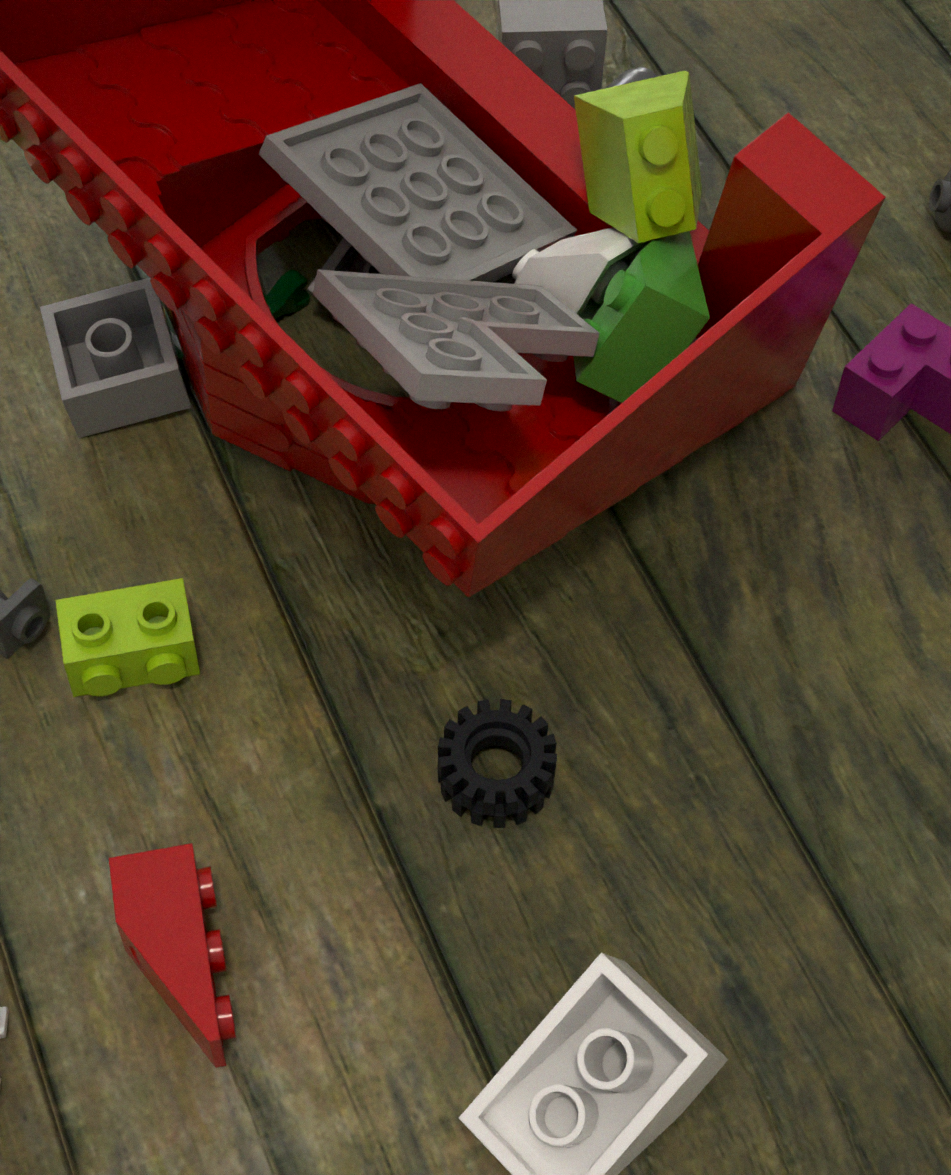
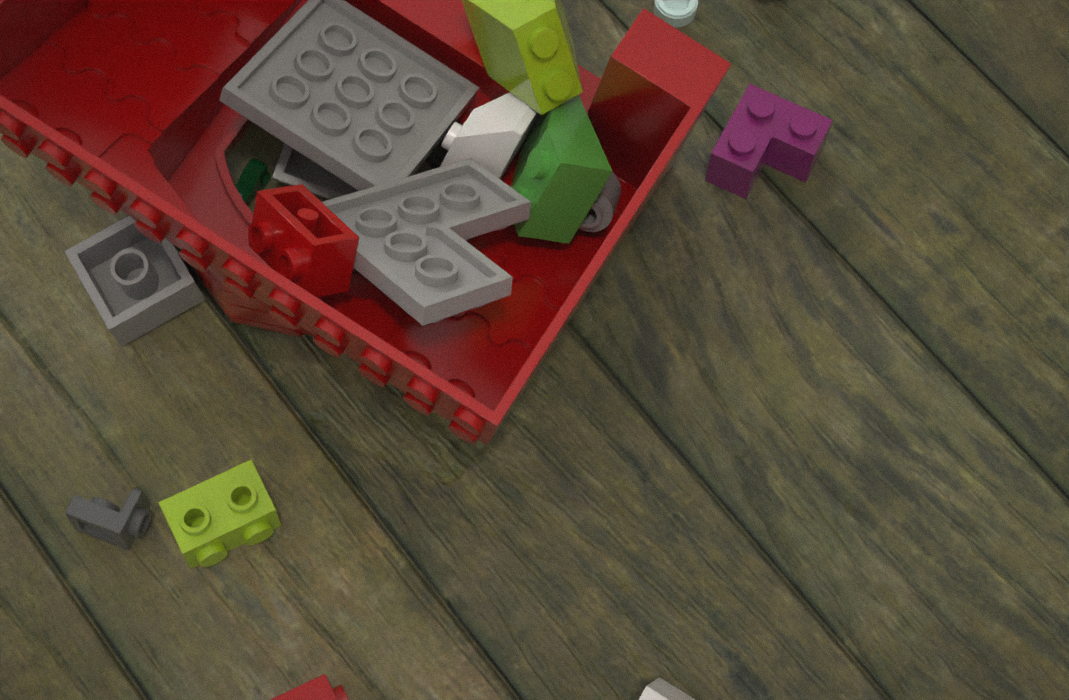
camera: 15 degrees left, 10 degrees up
(306, 293) = (303, 240): none -> red brick
(501, 730) = (532, 517): black tyre -> none

